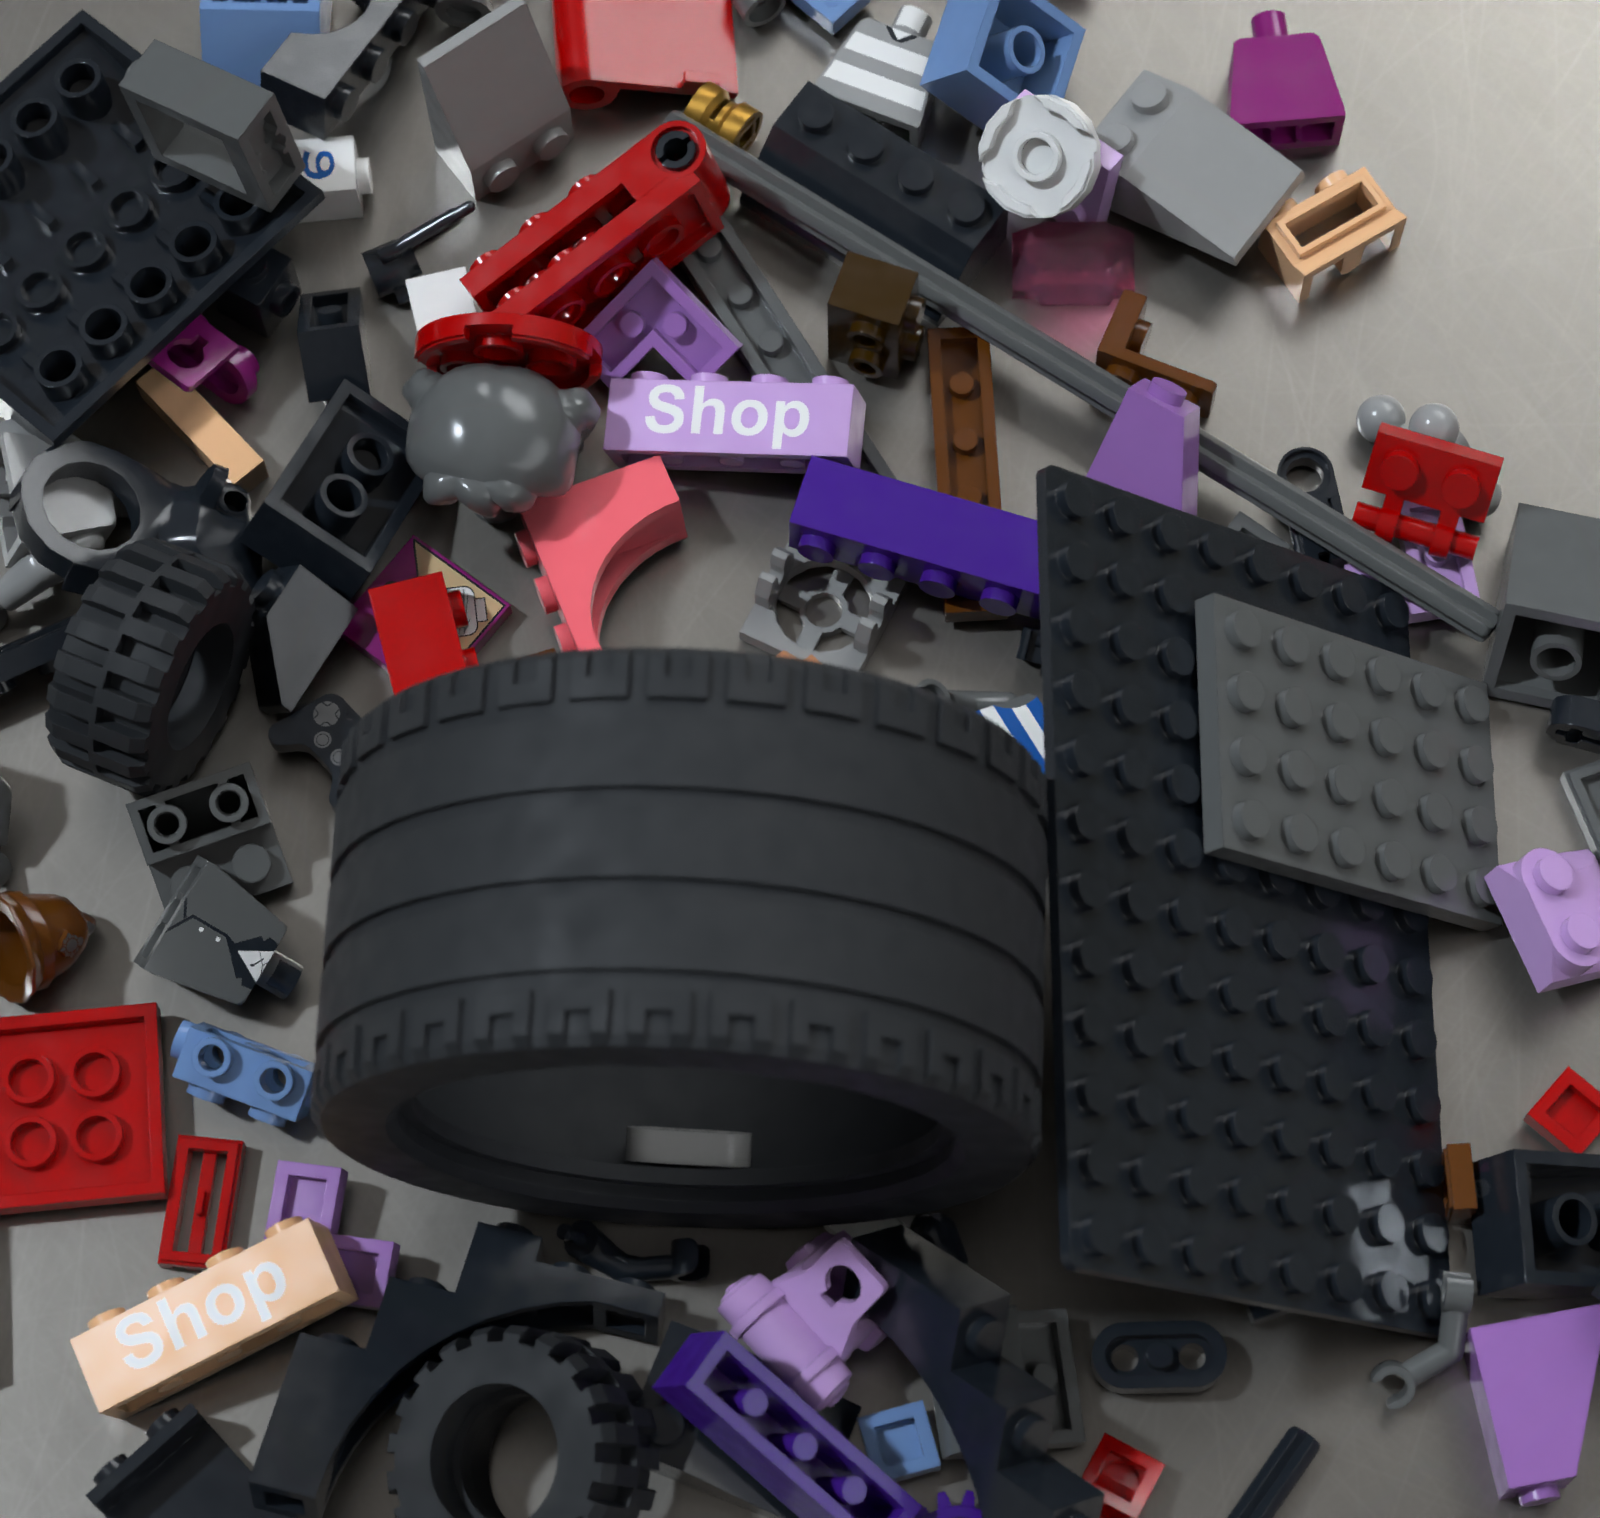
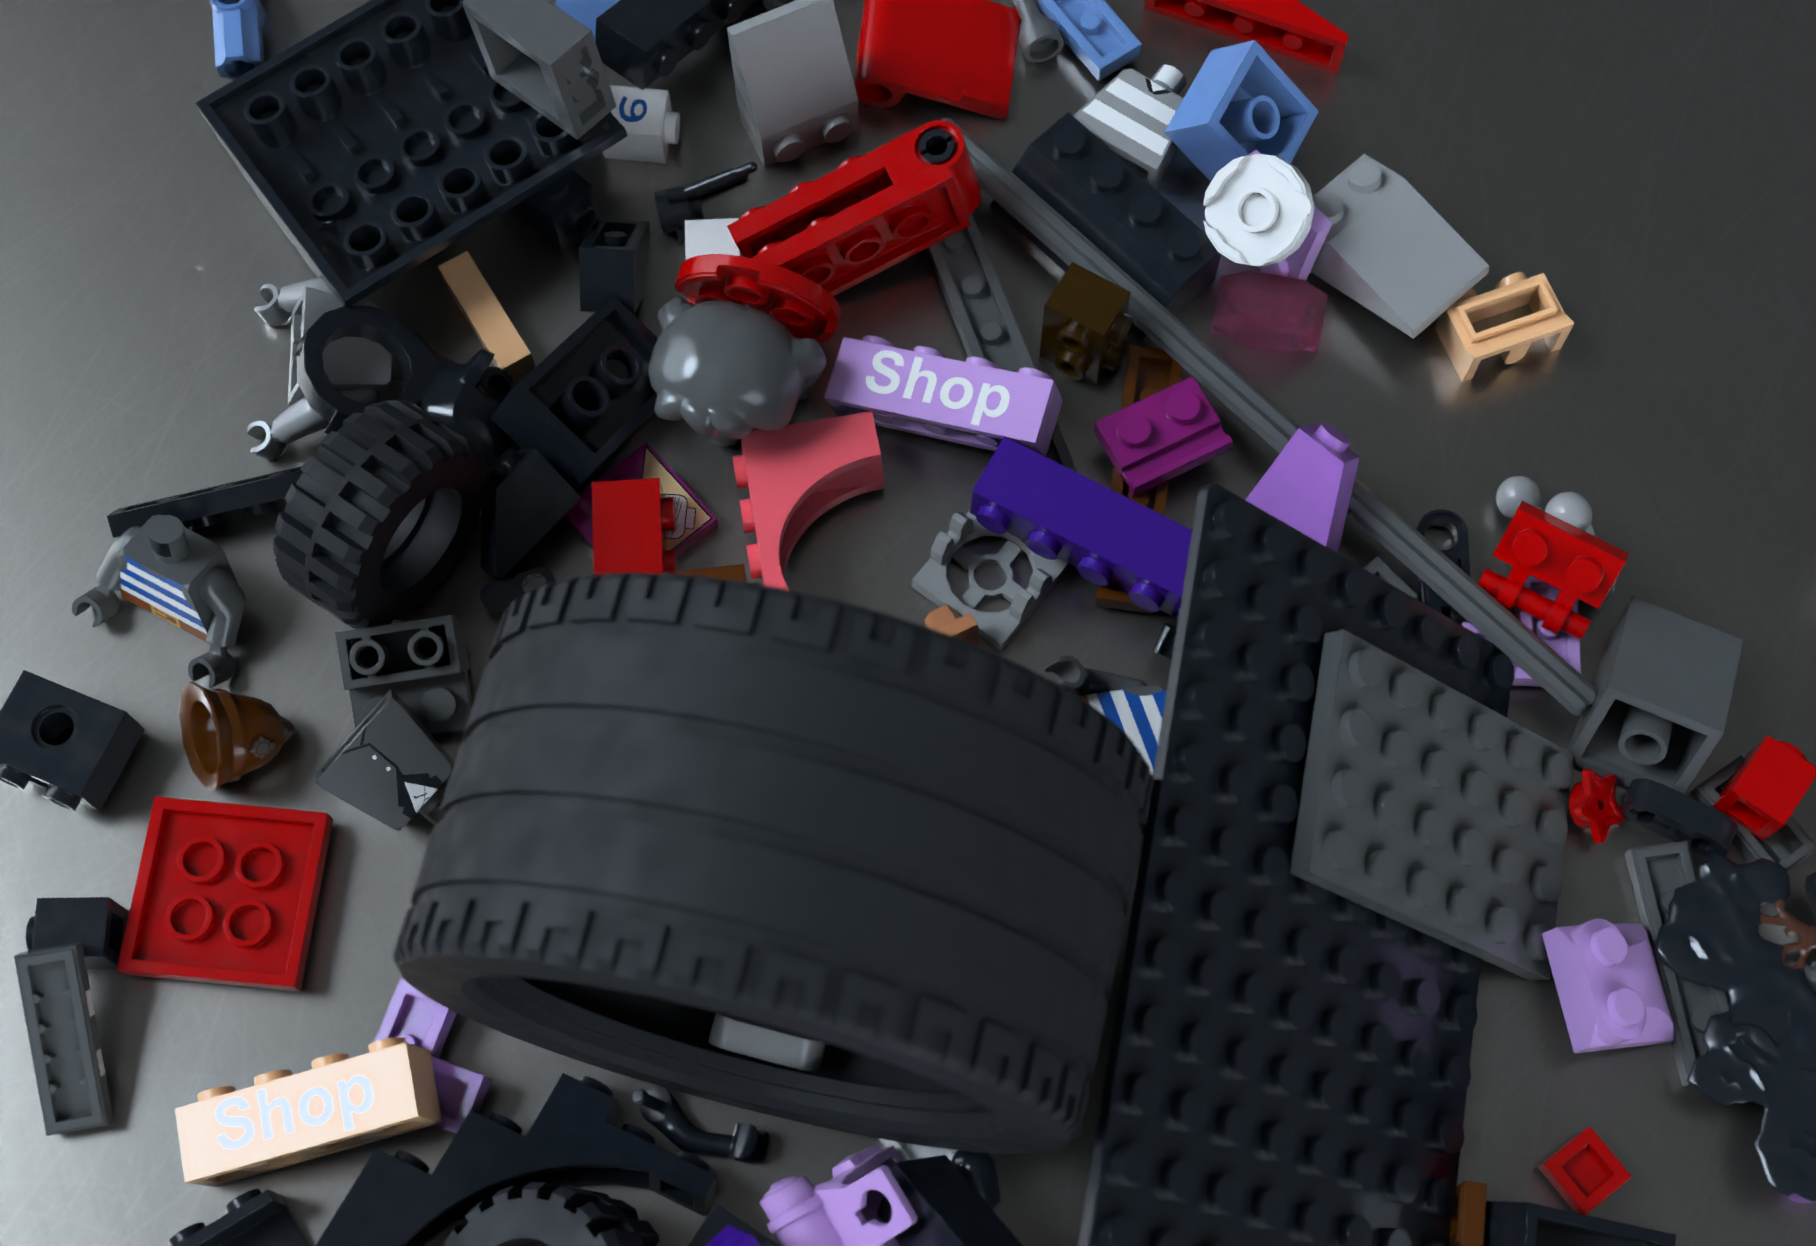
camera: 10 degrees right, 0 degrees up
(194, 1259) = (307, 993): red tile -> none
(209, 359) = (503, 257): magenta bracket -> none
(245, 1075) = (369, 885): medium blue brick -> none
(661, 315) = (898, 290): medium lavender plate -> none
(718, 113) = (983, 124): pearl gold wheel -> none
(982, 423) = (1162, 436): none -> magenta plate
(1123, 348) = (1298, 399): reddish brown bracket -> none
(1284, 86) = (1485, 191): magenta torso -> none
(1517, 732) = (1594, 804): none -> red plate

